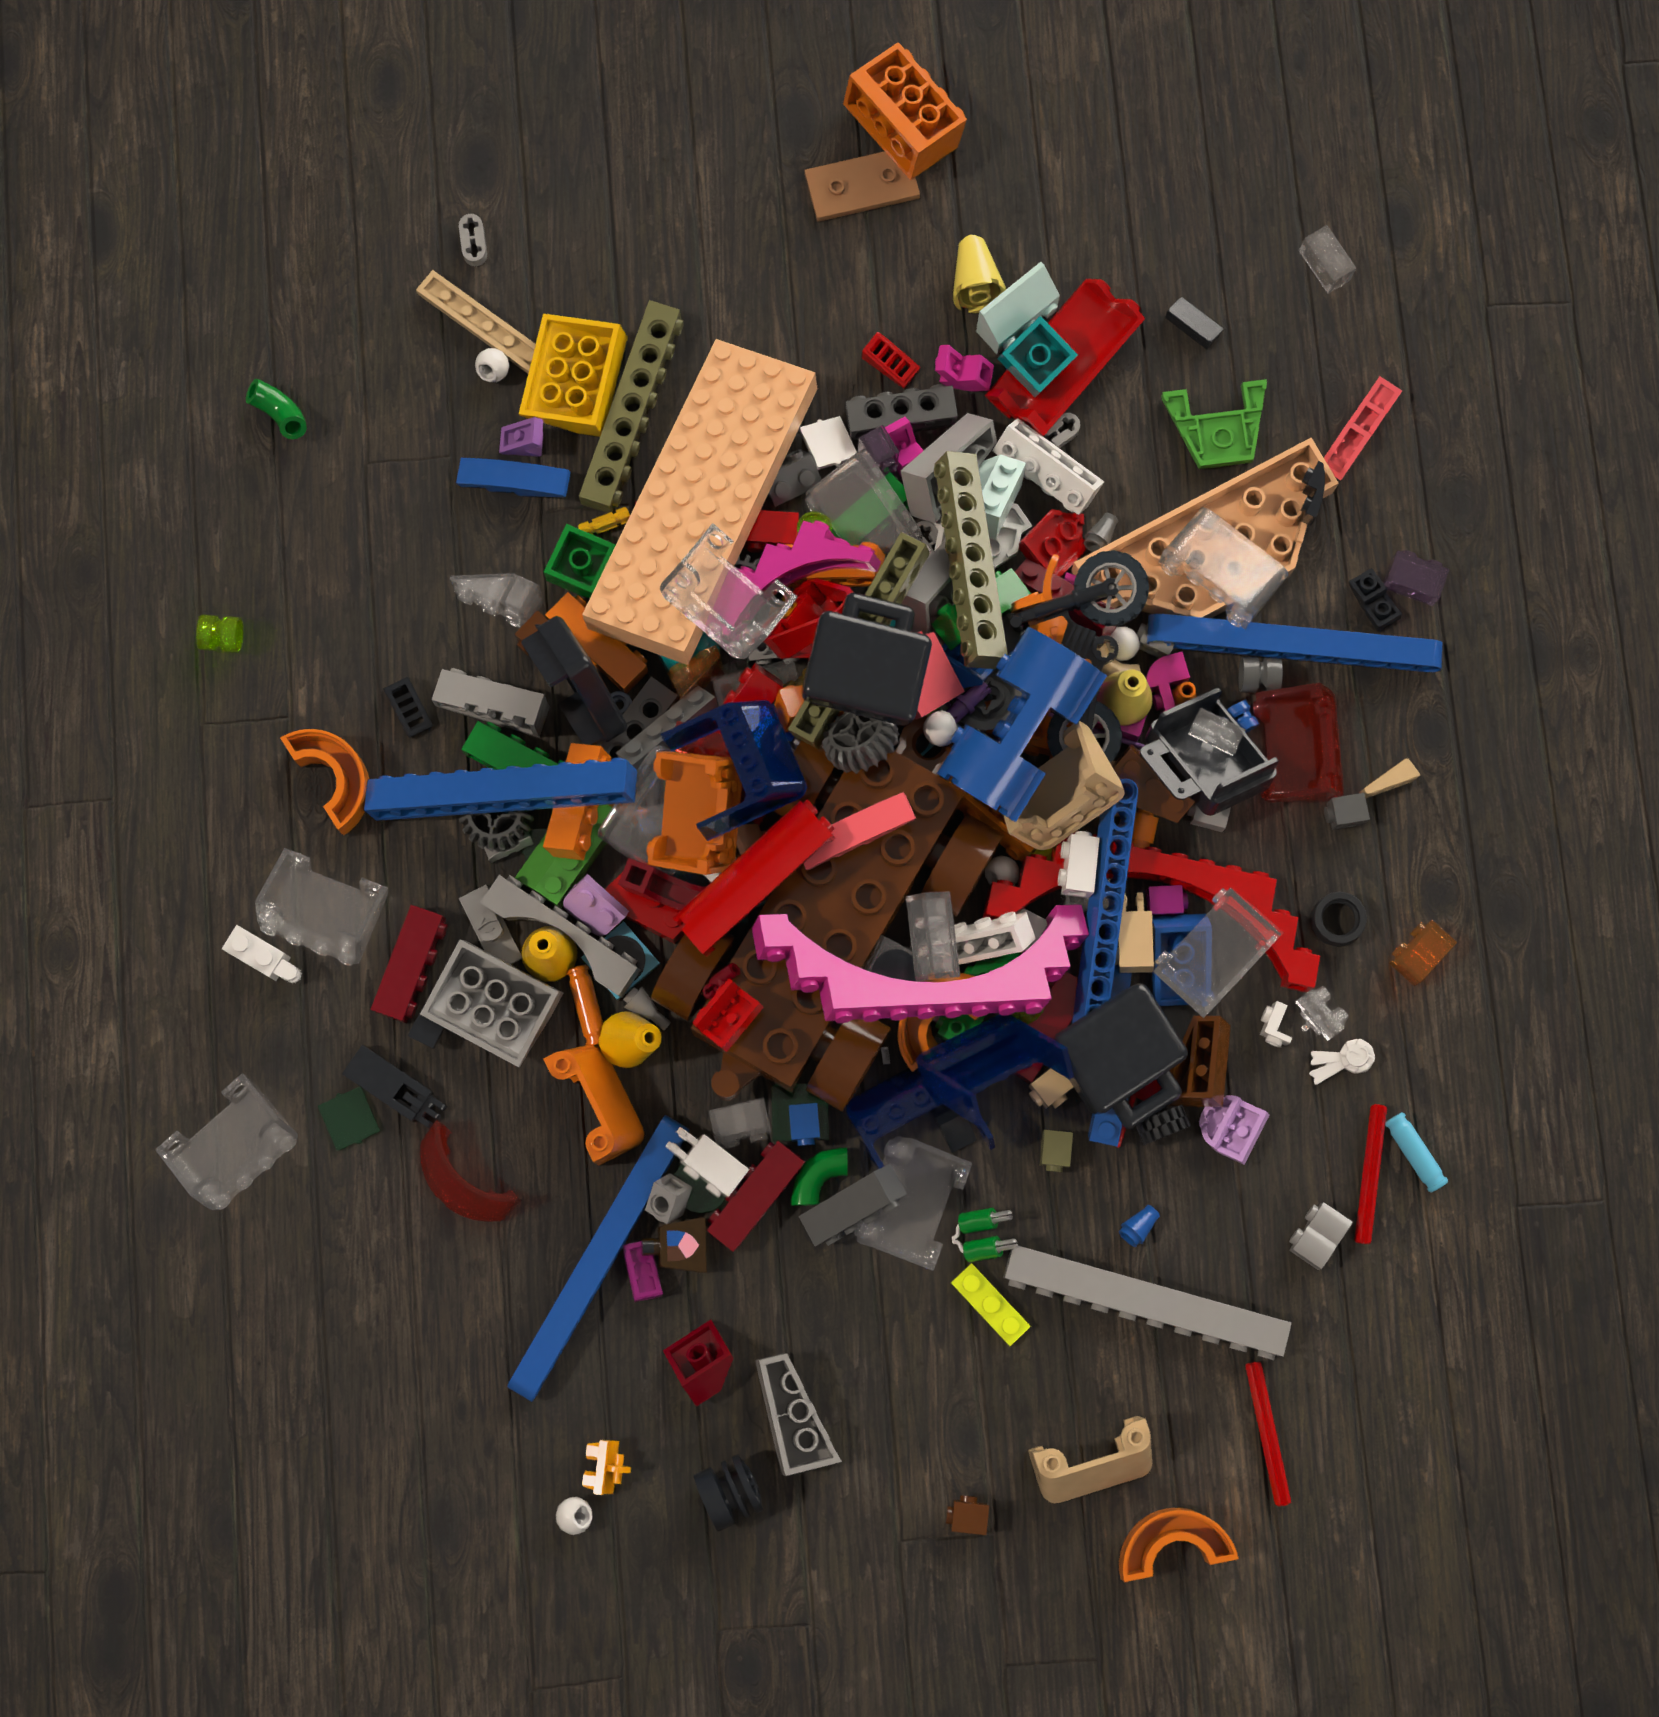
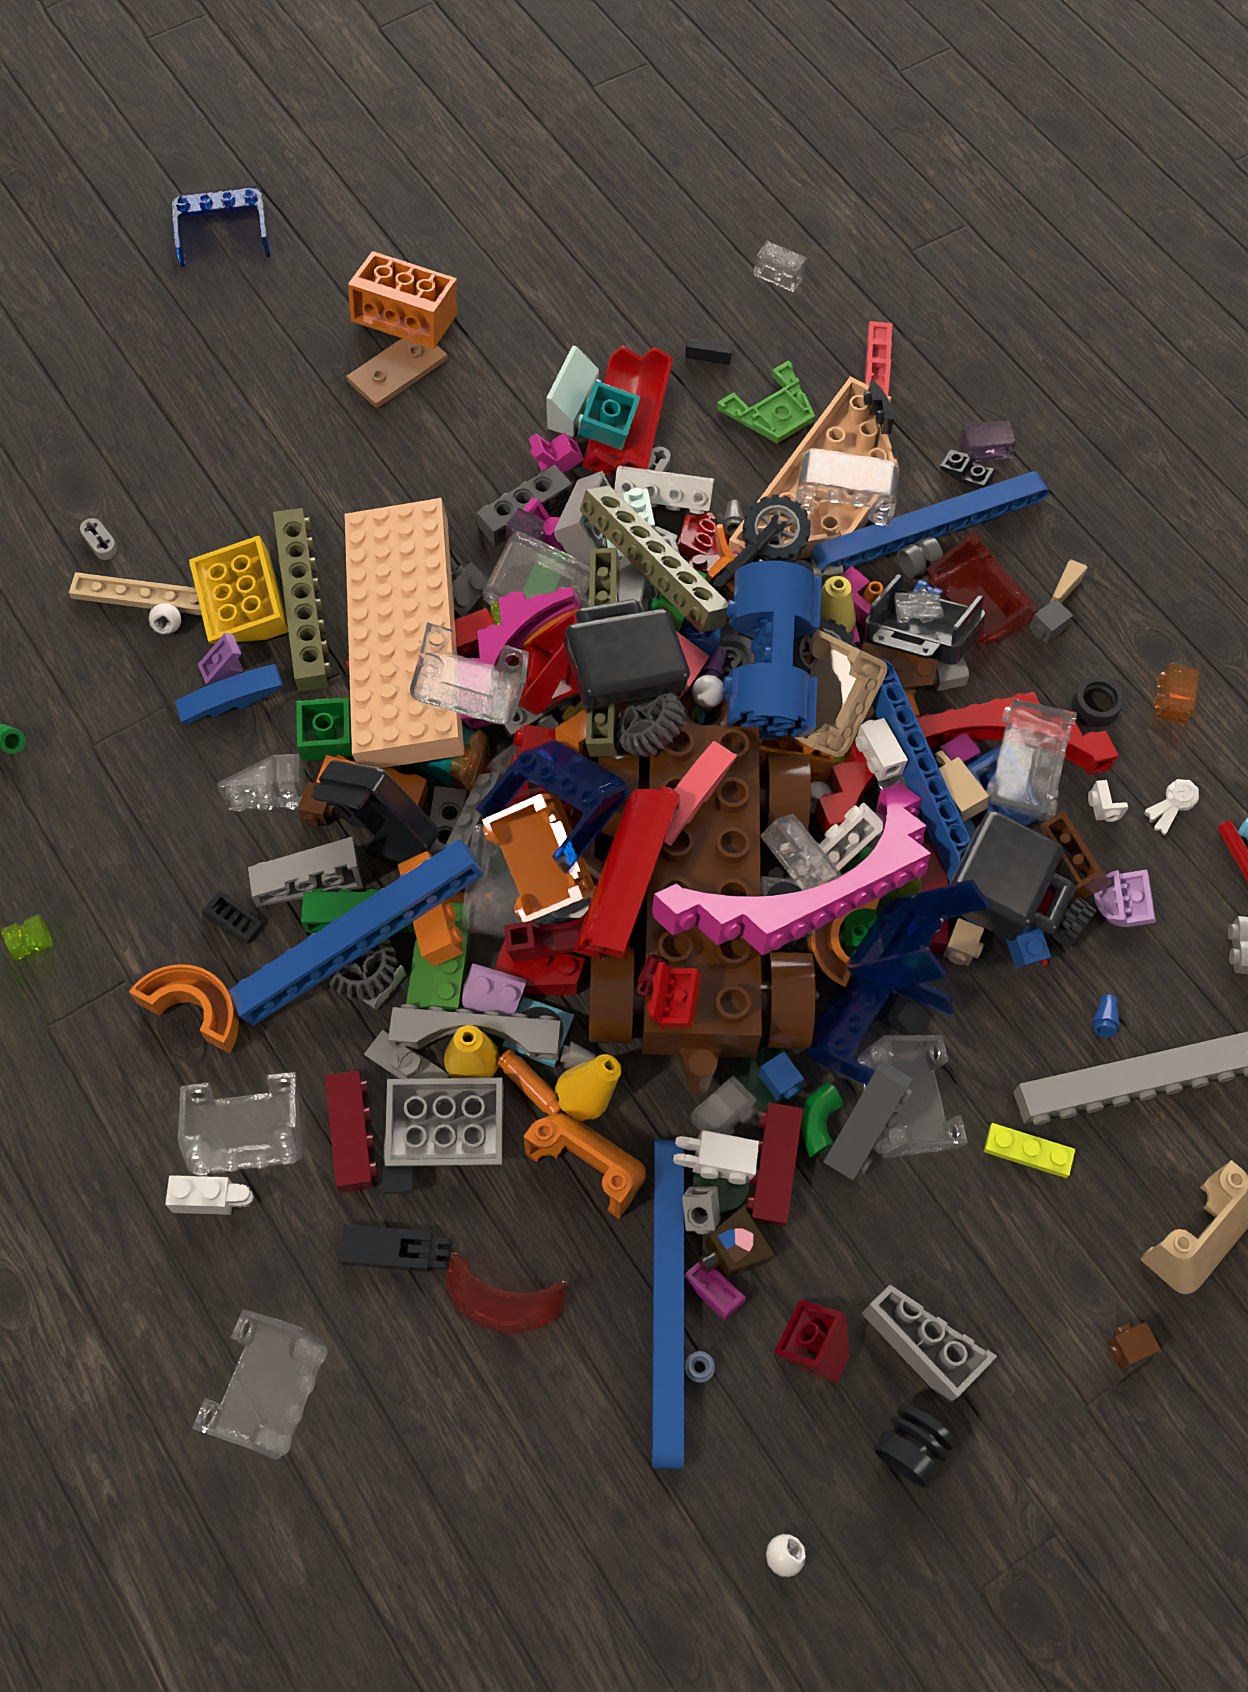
camera: 30 degrees left, 15 degrees down
(349, 1118) = (365, 1301): clear green piece -> none
(584, 1327) = (704, 1358): none -> sand blue plate
(606, 522) = (330, 690): yellow axle -> none
(608, 1468) = (791, 1504): light orange hips -> none
(828, 442) = (478, 551): white piece -> none
(876, 360) = (483, 480): red slope -> none
(976, 276) = (526, 386): light yellow cone -> none
(979, 1221) = (997, 1101): green piece -> none
(1056, 1150) = (1000, 991): olive brick -> none
(1318, 1014) = (1133, 777): clear hips -> none

